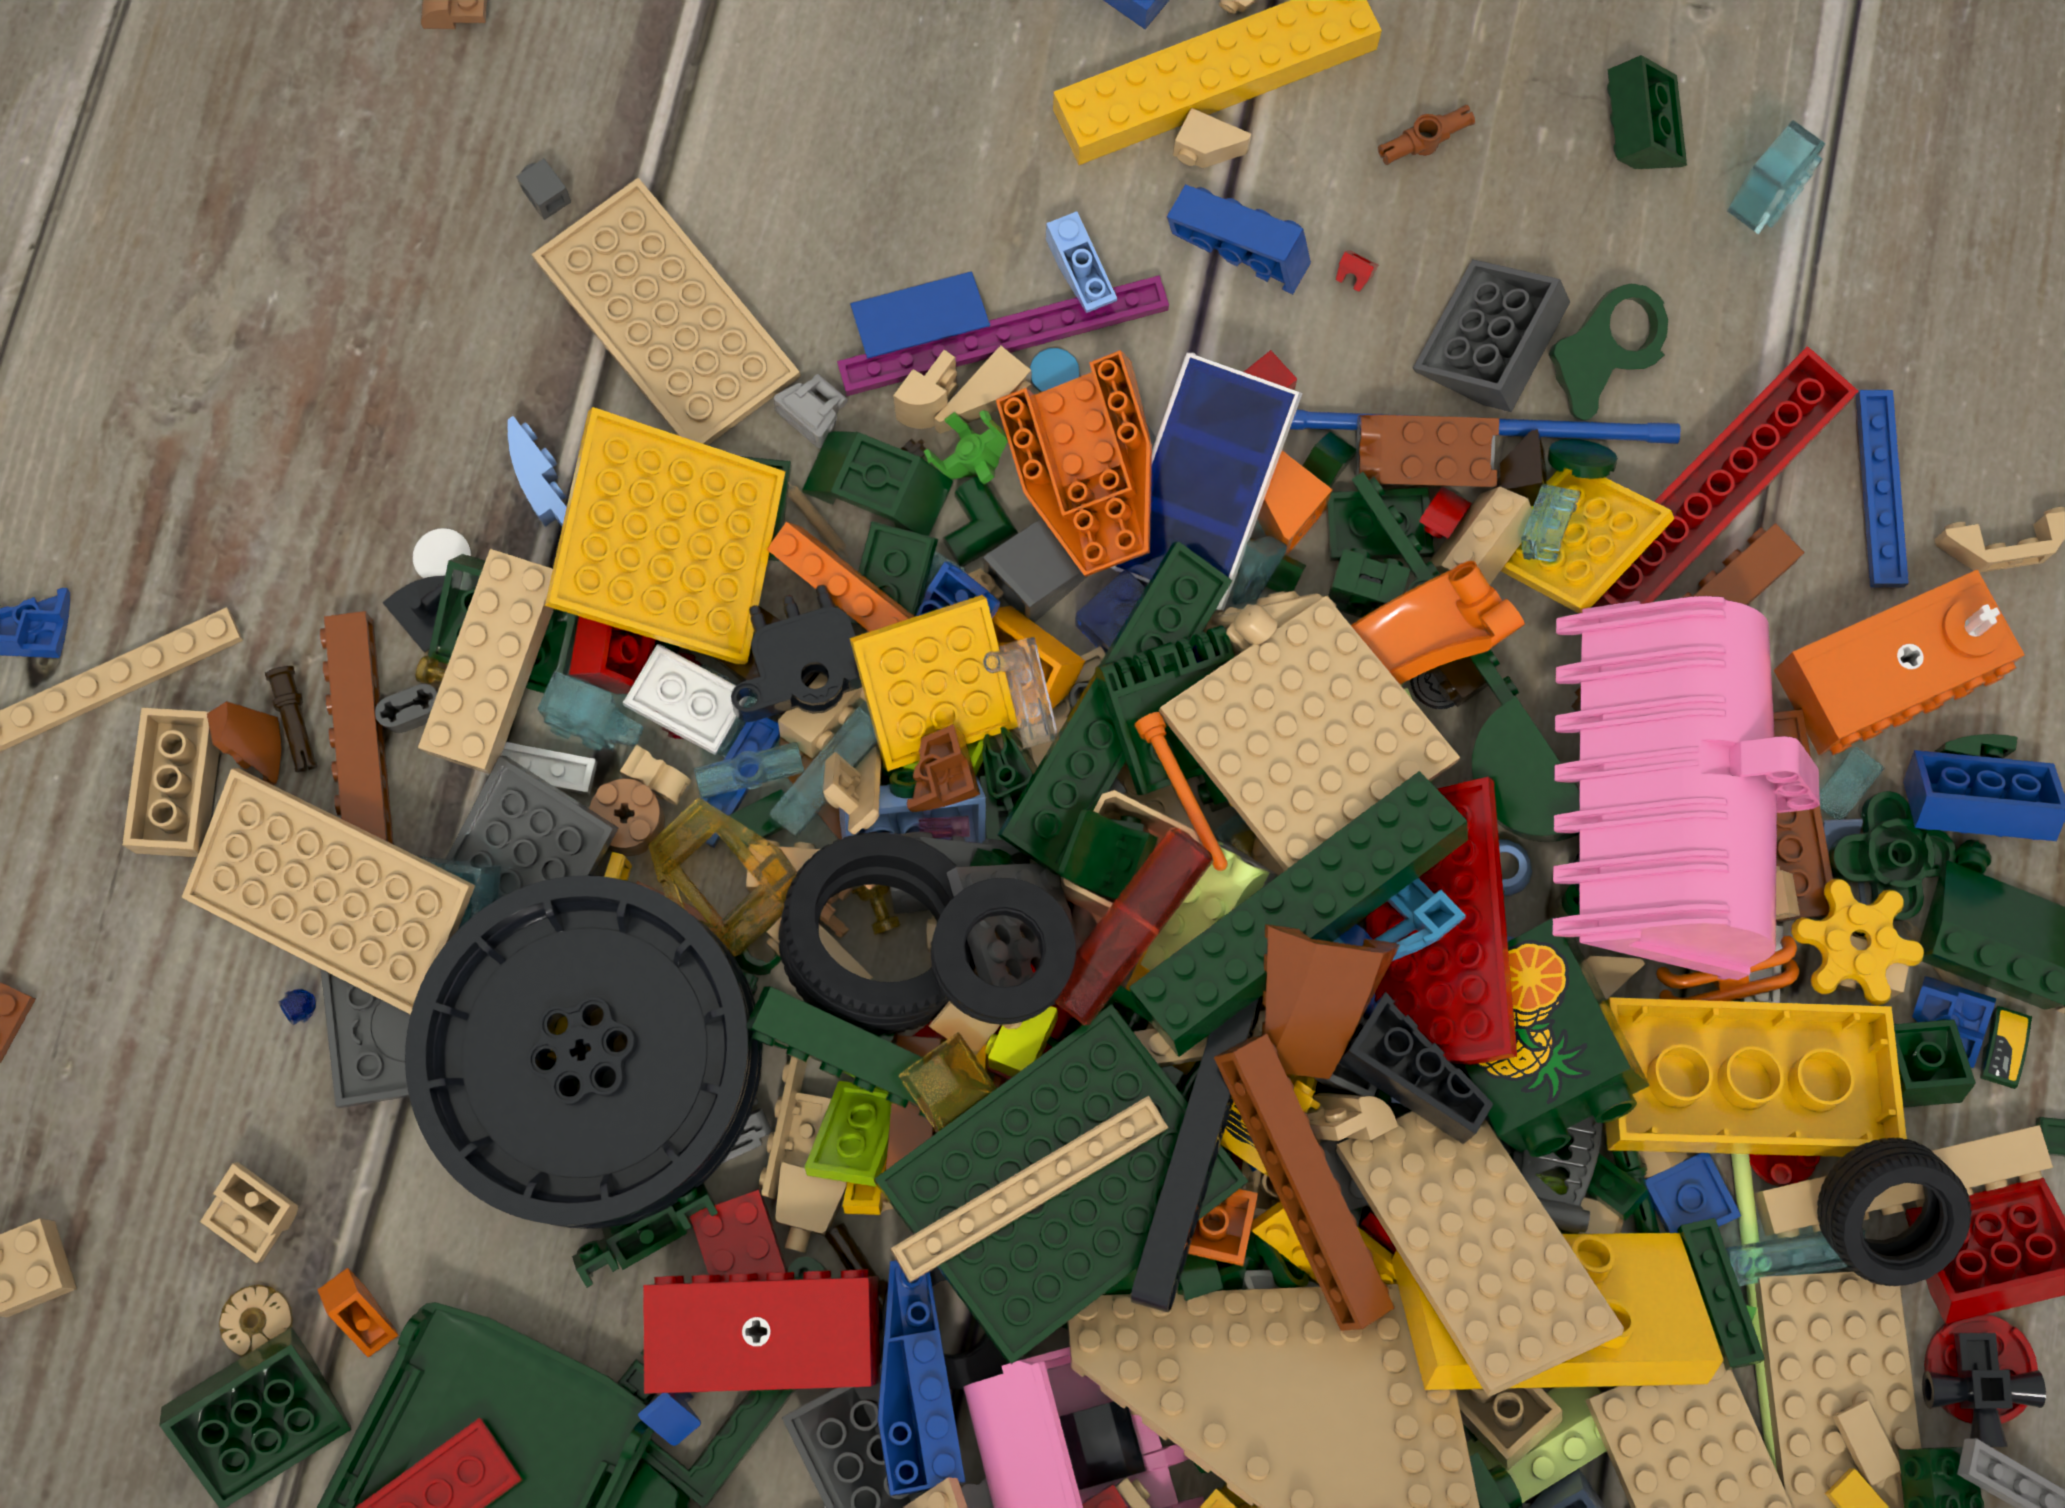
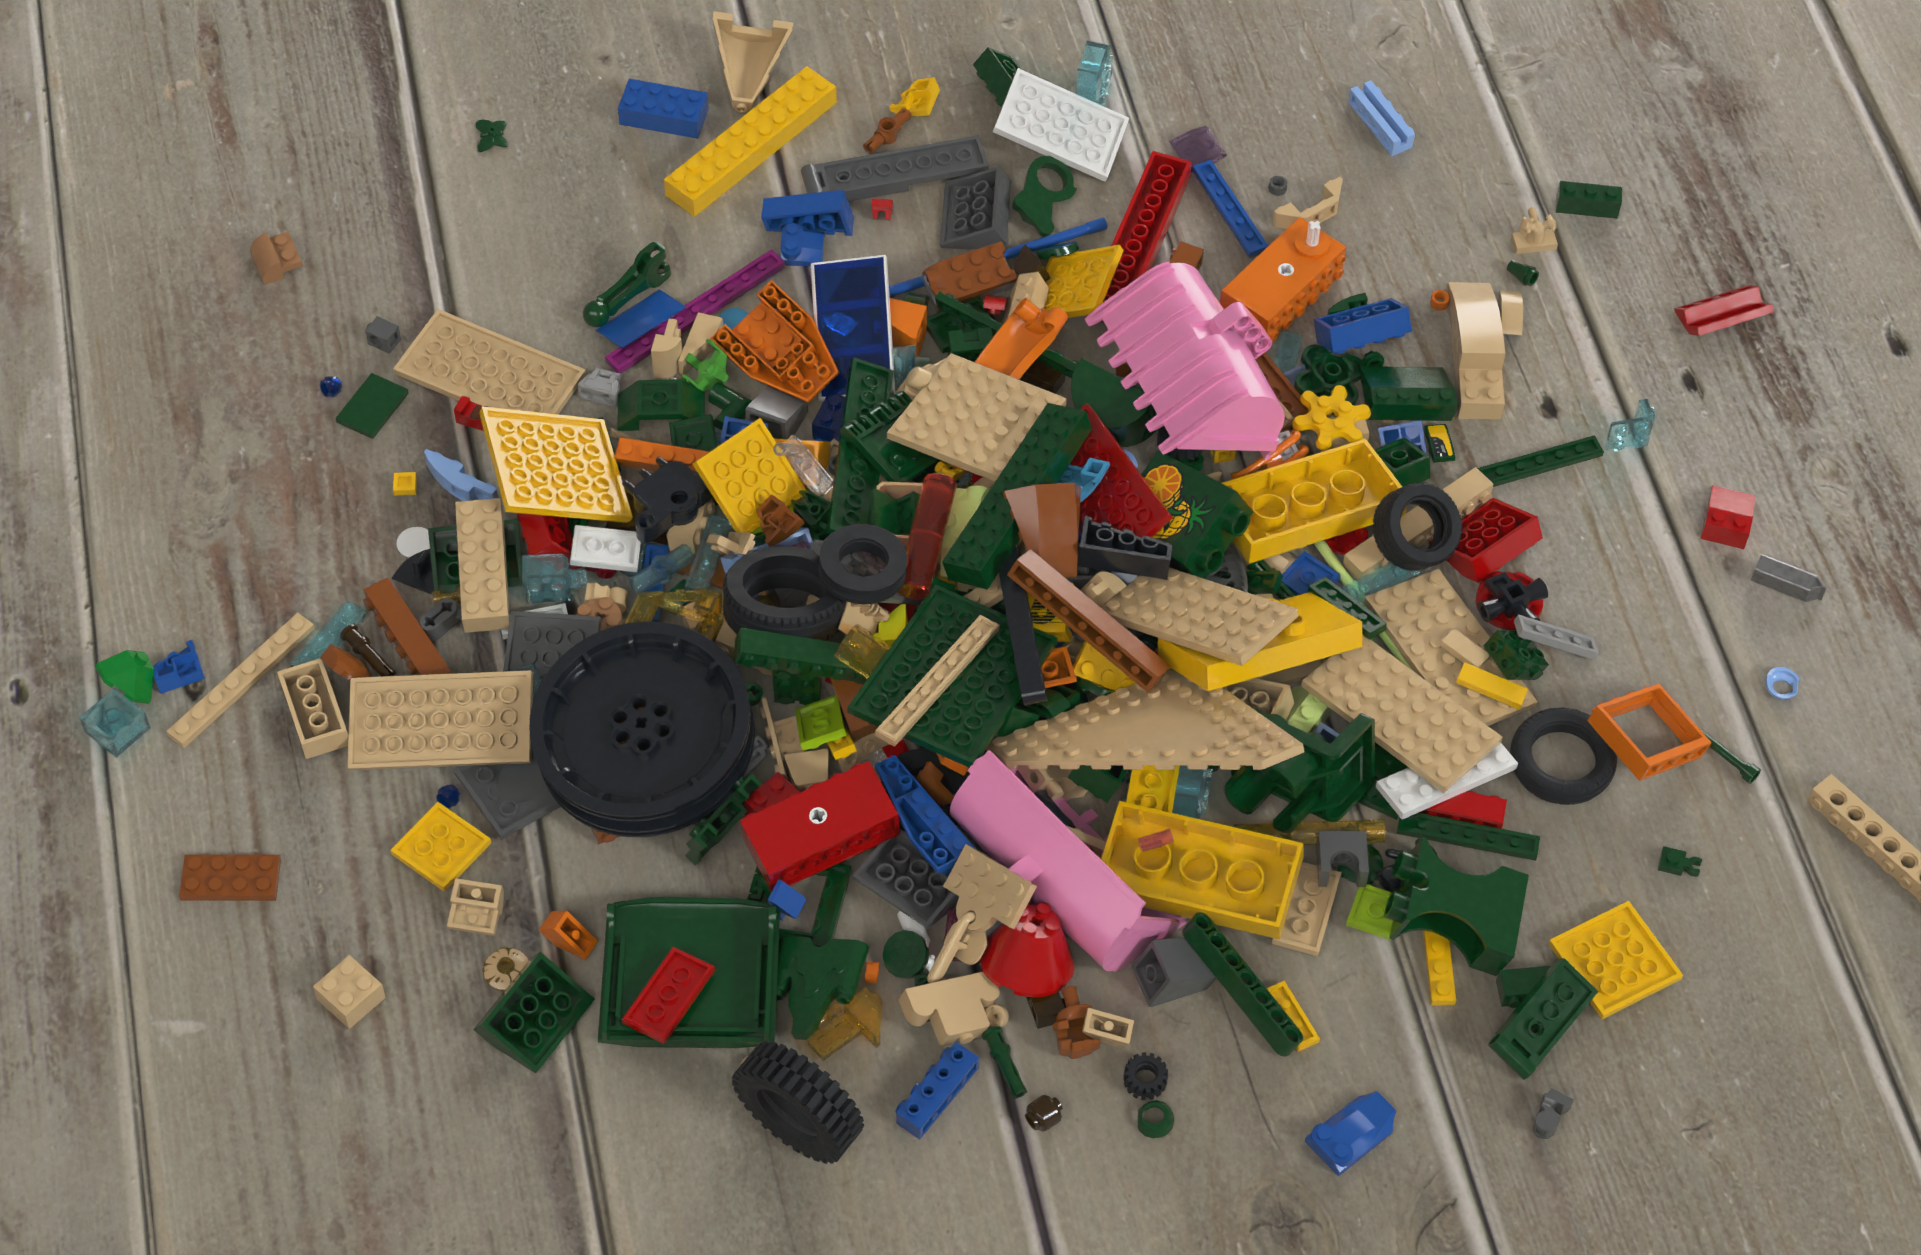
camera: 25 degrees left, 20 degrees down
(249, 667) = (330, 633): none -> clear light blue plate
(251, 1084) = (441, 846): none -> yellow plate
(435, 246) = (330, 386): none -> clear blue plate
(465, 455) = (404, 483): none -> yellow plate
(479, 301) = (372, 405): none -> dark green tile
(612, 380) = (468, 414): none -> red leg
(954, 243) = (637, 279): none -> dark green piece
(958, 1322) = (930, 780): none -> dark orange slope
(1079, 262) = (720, 257): light blue slope -> none
(1153, 730) = (888, 446): orange piece -> none
(1208, 285) = (801, 245): none -> blue slope
(1209, 141) = (765, 175): tan slope -> none
(1405, 211) = (896, 169): none -> dark grey hinge
(1500, 93) = (919, 97): none -> yellow slope
(1548, 522) = (1055, 280): clear light blue hinge -> none
(1689, 238) = (1061, 125): none -> white plate
(1883, 358) = (1198, 146): none -> clear purple slope
(1979, 467) = (1278, 180): none -> dark grey axle

